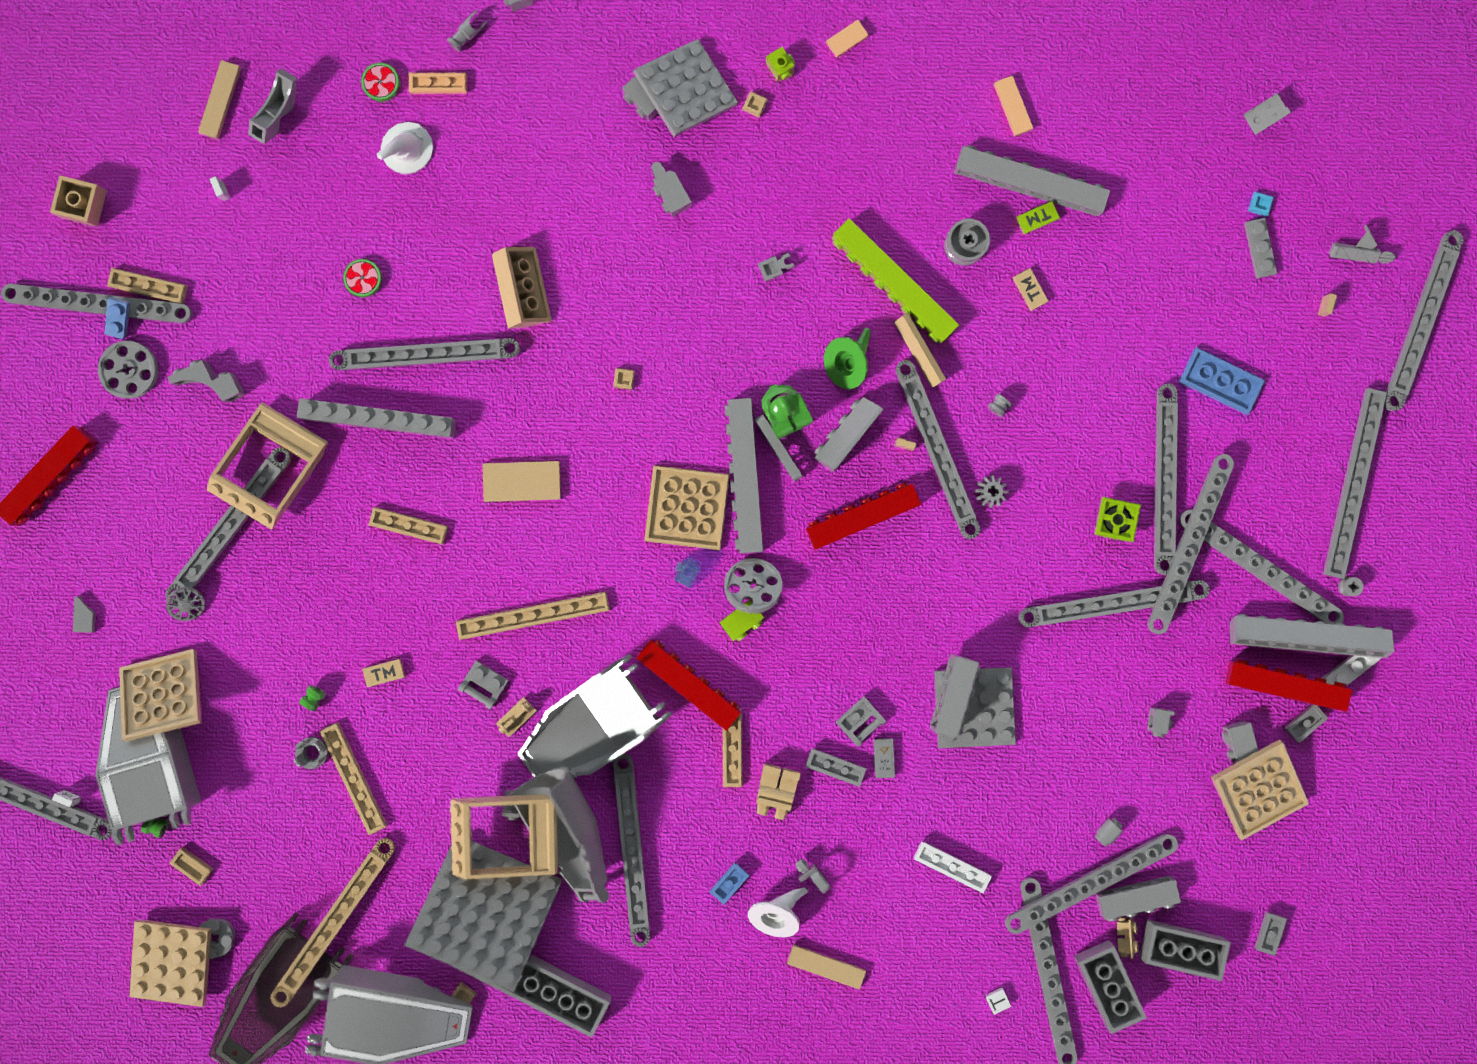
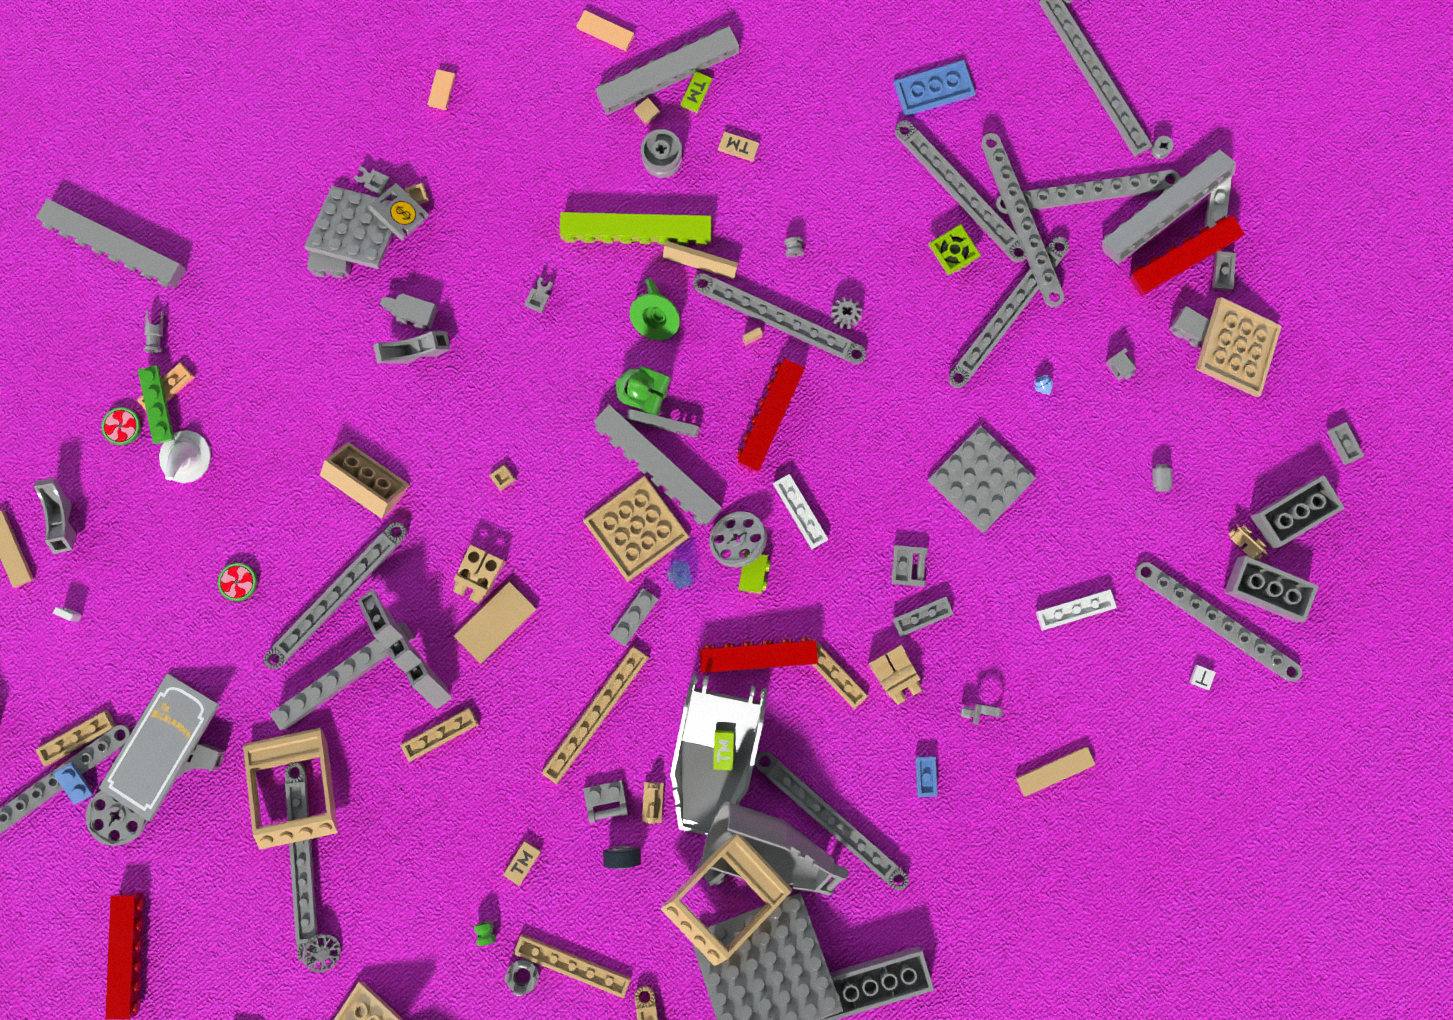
camera: 50 degrees left, 5 degrees down
(200, 348) = (159, 747): none -> light grey piece
(419, 89) = (156, 404): none -> bright green plate
(433, 442) = (401, 650): none -> light grey arch
(457, 736) = (622, 857): none -> black wheel
(535, 436) = (477, 572): none -> tan hips
(601, 728) = (723, 750): none -> lime tile
(625, 571) = (634, 617): none -> light grey plate
(644, 221) = (405, 351): none -> light grey arch
(729, 110) = (400, 213): none -> light grey container
(732, 64) = (373, 181): none -> light grey plate
(777, 916) = (985, 767): white piece -> none
(780, 64) = (409, 149): lime brick -> none
(818, 607) = (800, 511): none -> white plate
(848, 434) = (704, 366): light grey slope -> none
(884, 758) = (951, 577): light grey tile -> none
(954, 696) = (958, 481): light grey brick -> none
(986, 198) = (646, 111): none -> tan tile
(1088, 681) = (1043, 384): none -> light blue plate
(1091, 883) = (1185, 527): light grey plate -> none
(1138, 898) = (1228, 506): light grey brick -> none

